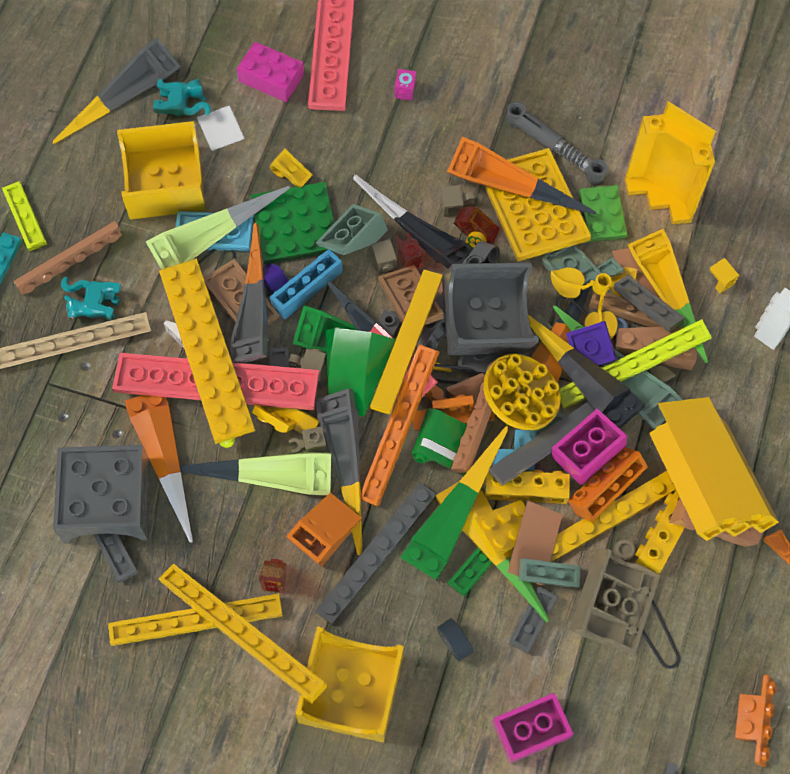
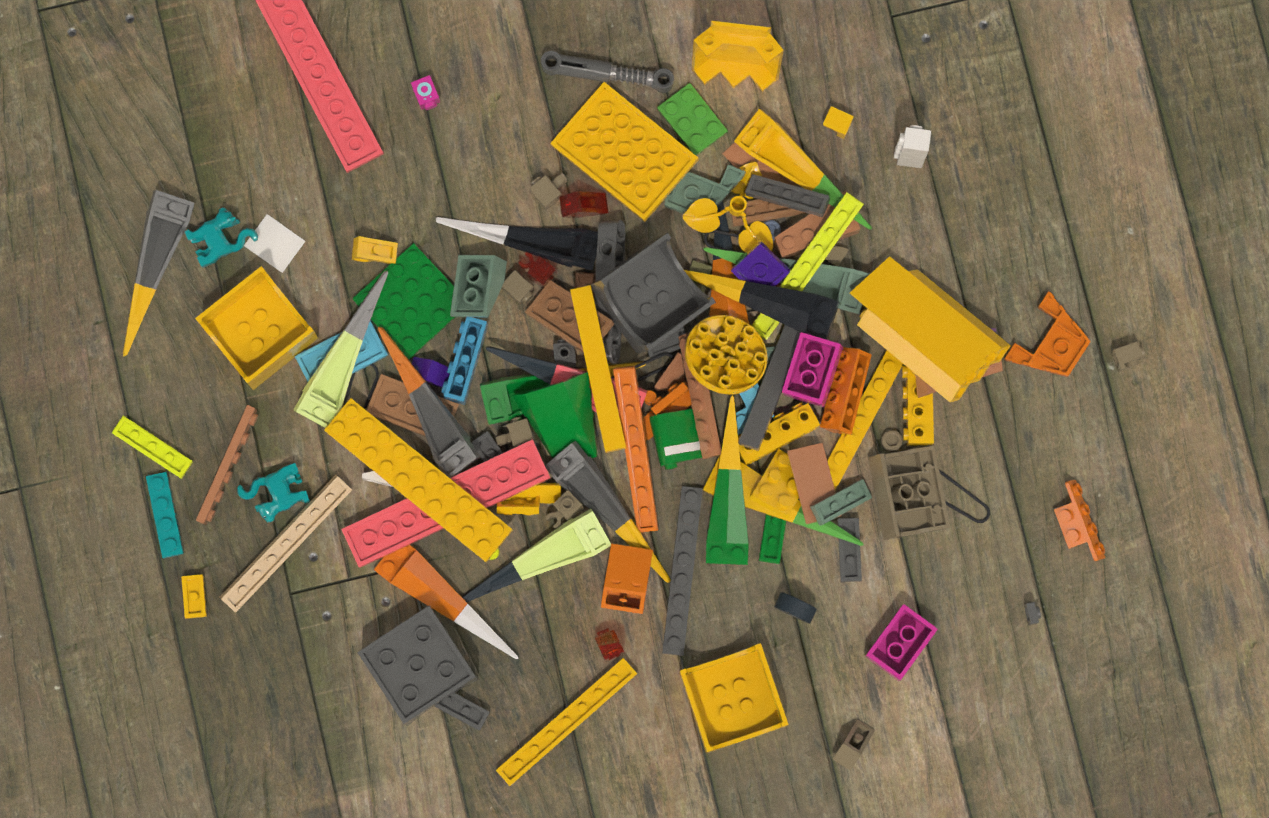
camera: 30 degrees left, 15 degrees up
(243, 633) = (617, 711): yellow plate -> none
(270, 71) = (286, 156): dark pink brick -> none
(474, 238) = (592, 220): yellow tile -> none
(484, 167) = (560, 143): orange plate -> none

